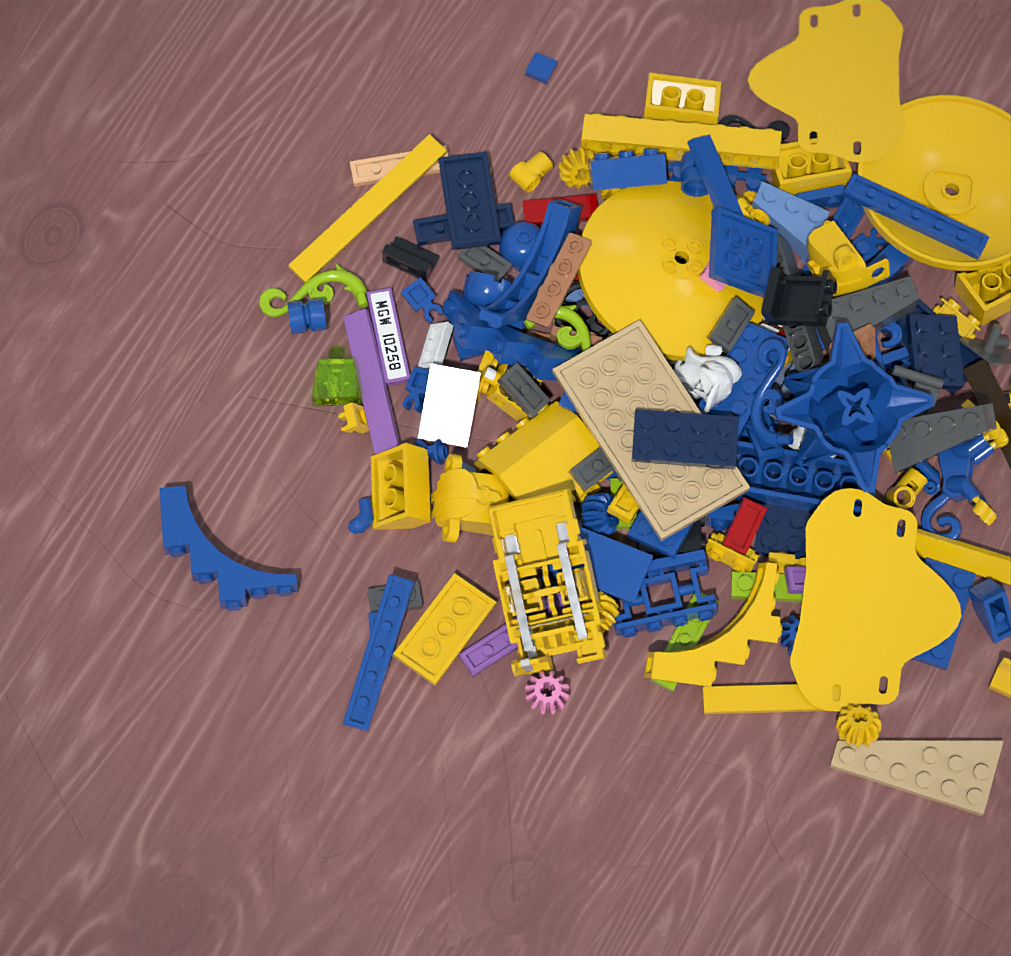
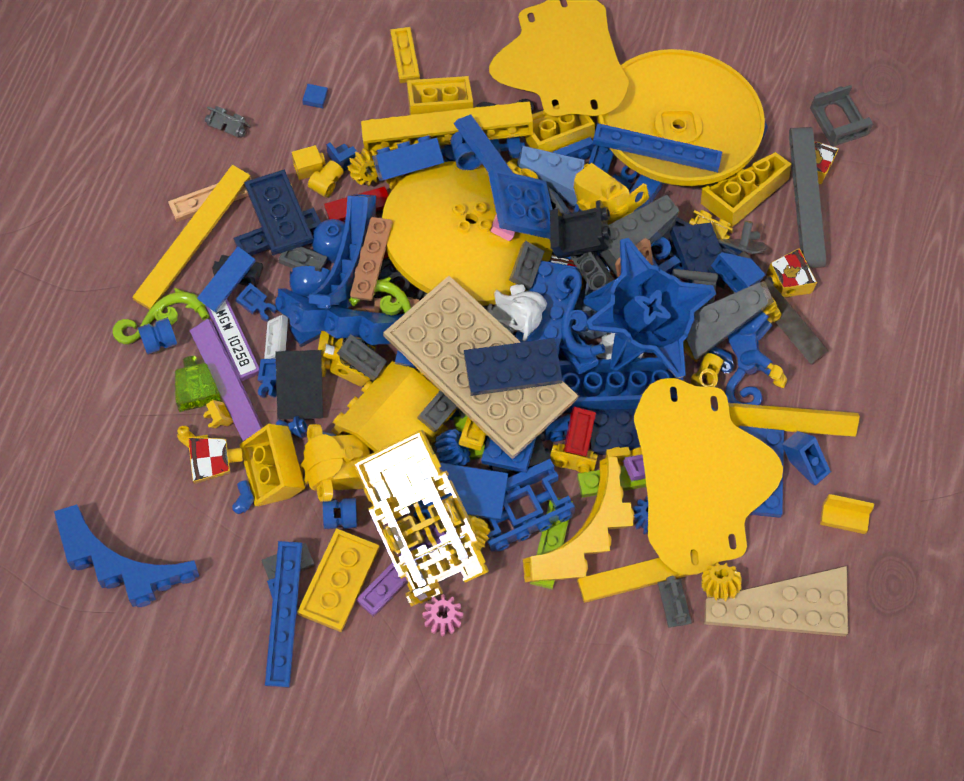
camera: 15 degrees left, 5 degrees down
(318, 440) = (184, 434): none -> yellow arm
(337, 466) = (211, 458): none -> torso
(395, 268) = (226, 279): none -> blue tile
(442, 85) = (235, 123): none -> dark grey hinge
(470, 561) = (348, 513): none -> blue wheel
(515, 147) = (307, 161): none -> yellow brick
(555, 146) = (341, 154): none -> blue panel
(655, 38) = (404, 54): none -> yellow tile
(802, 736) = (674, 602): none -> dark grey hinge
(970, 383) = (737, 271): none -> blue slope

